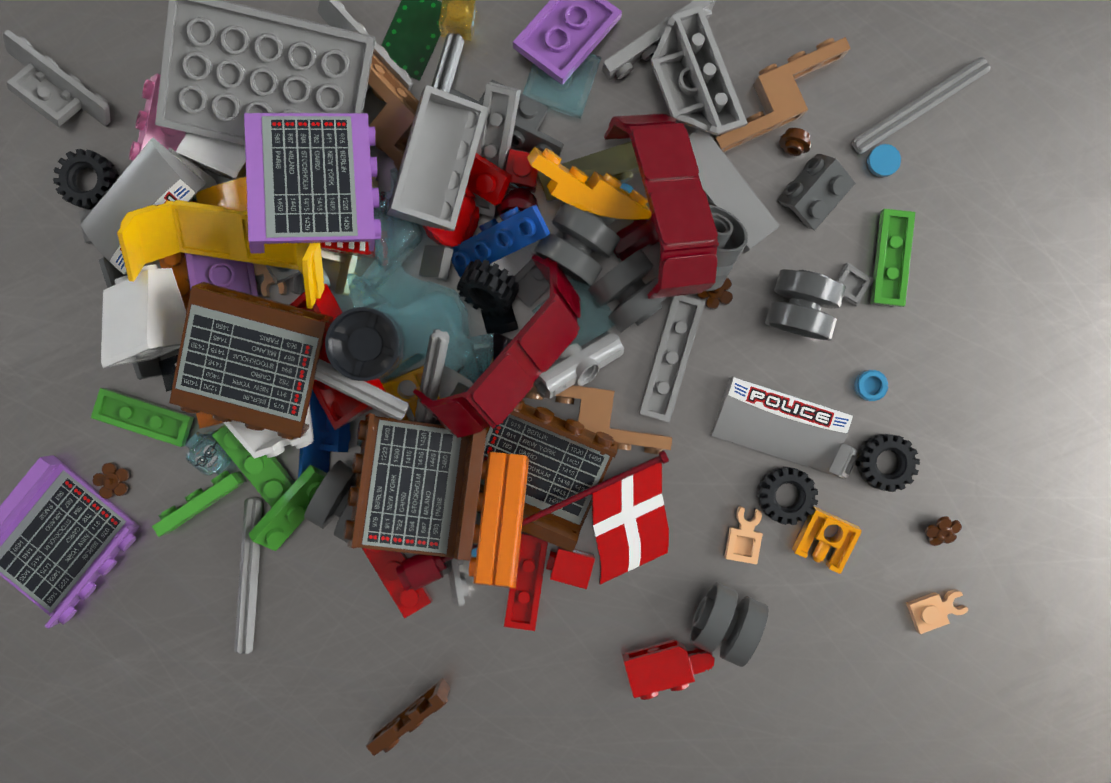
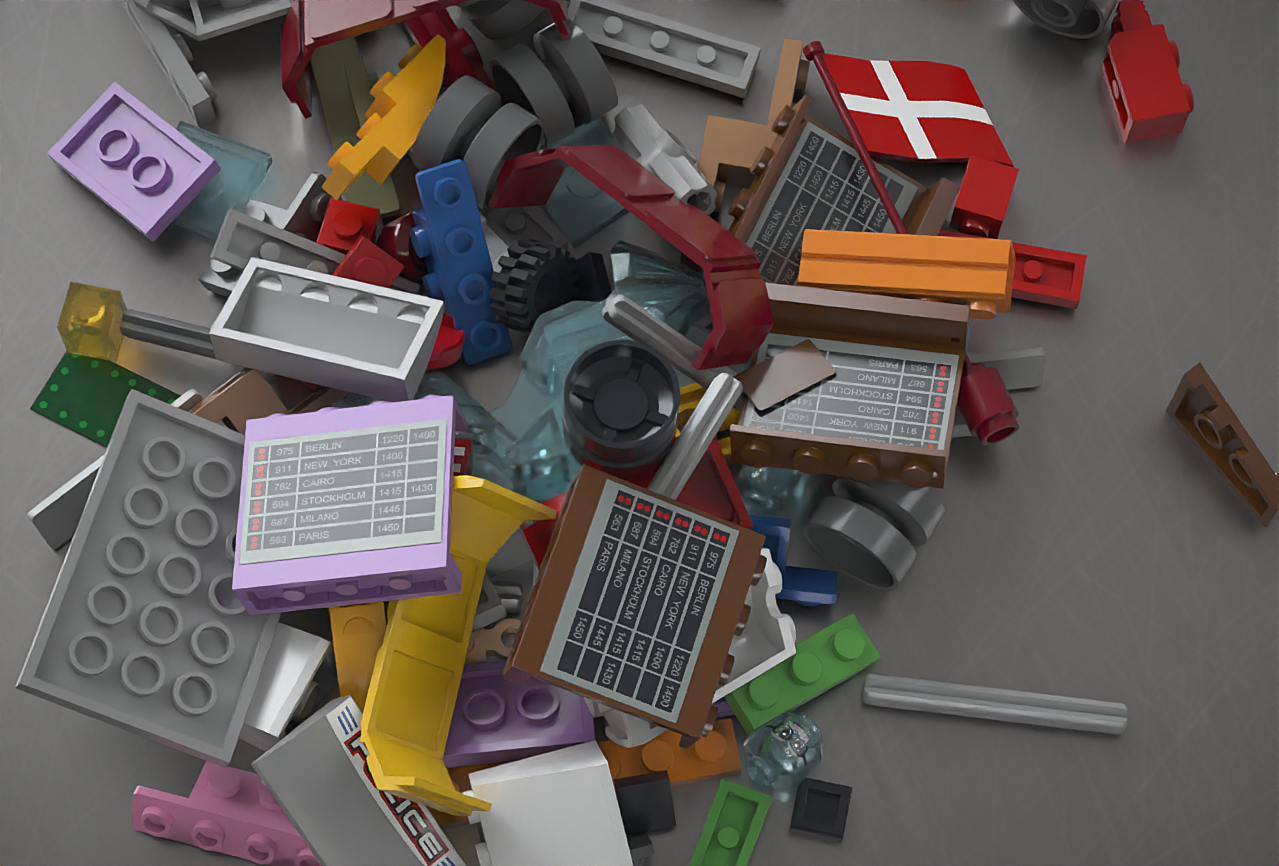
camera: 90 degrees left, 20 degrees down
(180, 475) = (820, 809): none -> black tile
(198, 501) = (868, 774): bright green plate -> none
(288, 510) = (882, 615): bright green plate -> none
(385, 565) = (998, 468): red plate -> none
(427, 445) = (785, 374): none -> sticker
(436, 262) = (486, 375): light grey tile -> none

